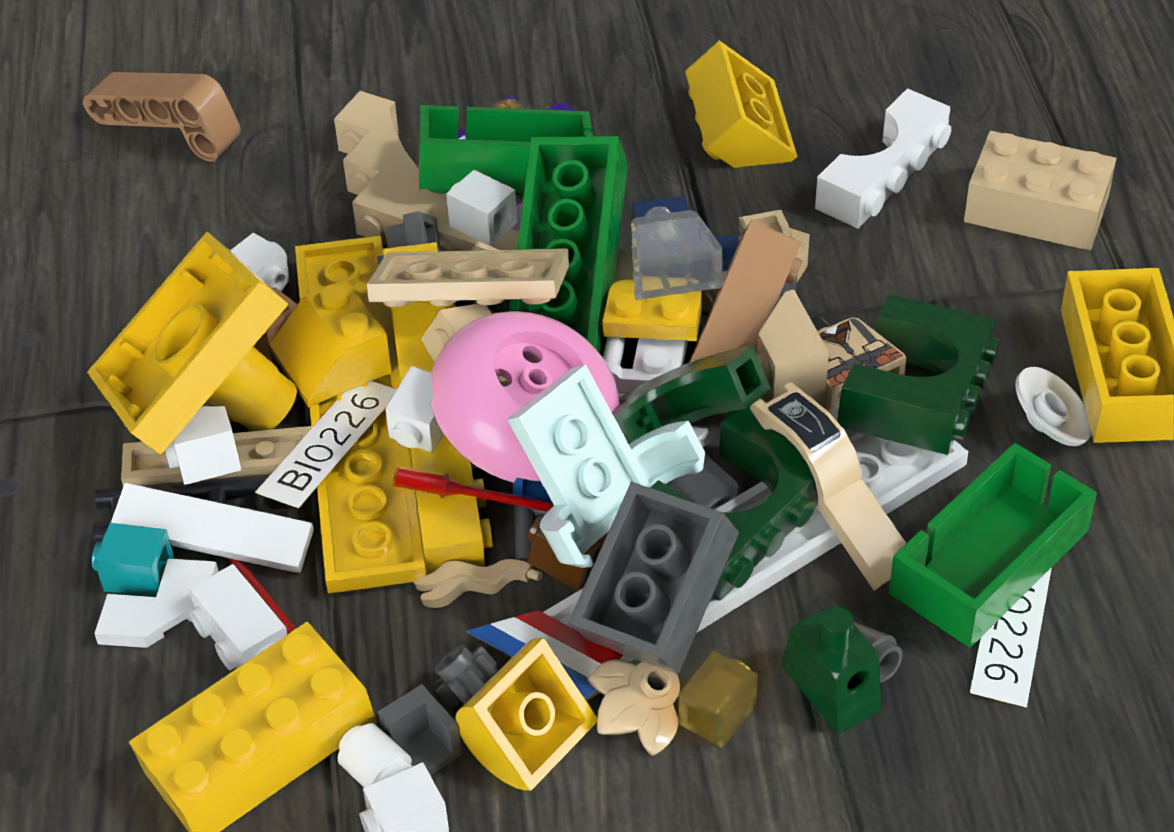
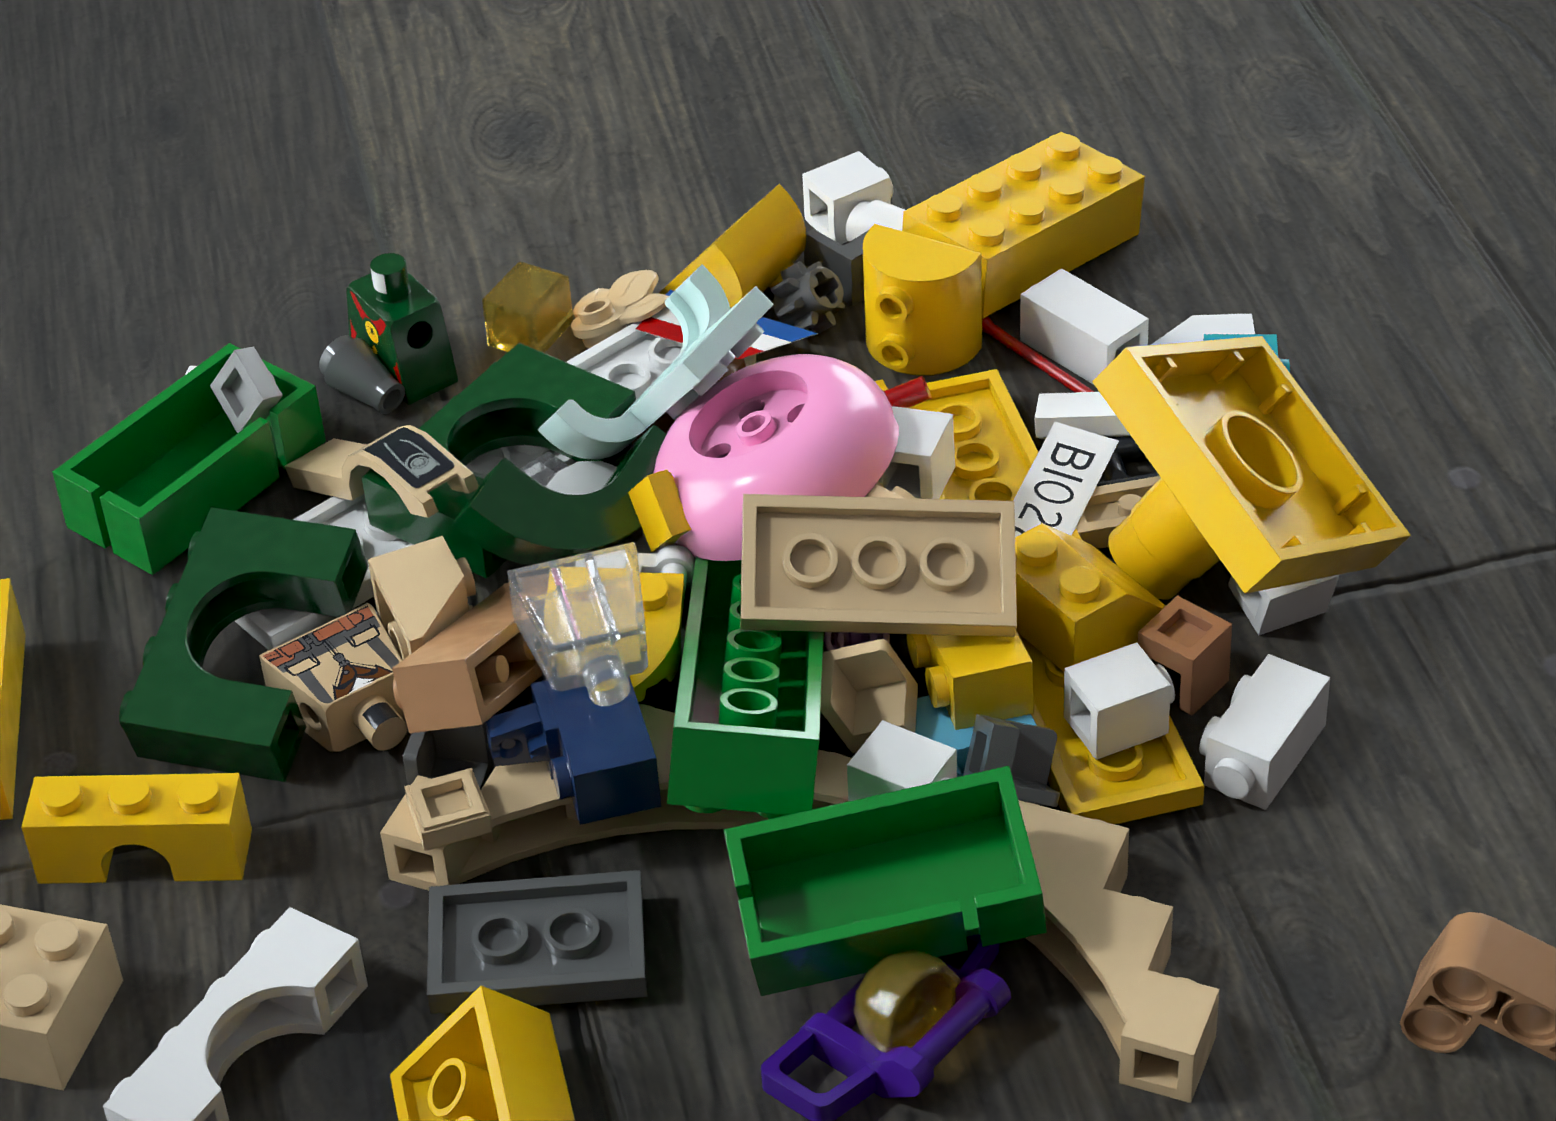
camera: 175 degrees right, 5 degrees down
(330, 262) = (1117, 700): none -> white brick
(373, 624) = (921, 302): none -> yellow brick
(618, 370) = (659, 509): none -> yellow tile
(654, 577) = (589, 305): dark grey brick -> none
(719, 193) = (537, 940): none -> dark grey plate
(950, 551) = (245, 388): none -> light grey plate
(1003, 266) = (187, 818): none -> yellow arch
(1052, 406) = (69, 641): white dish -> none

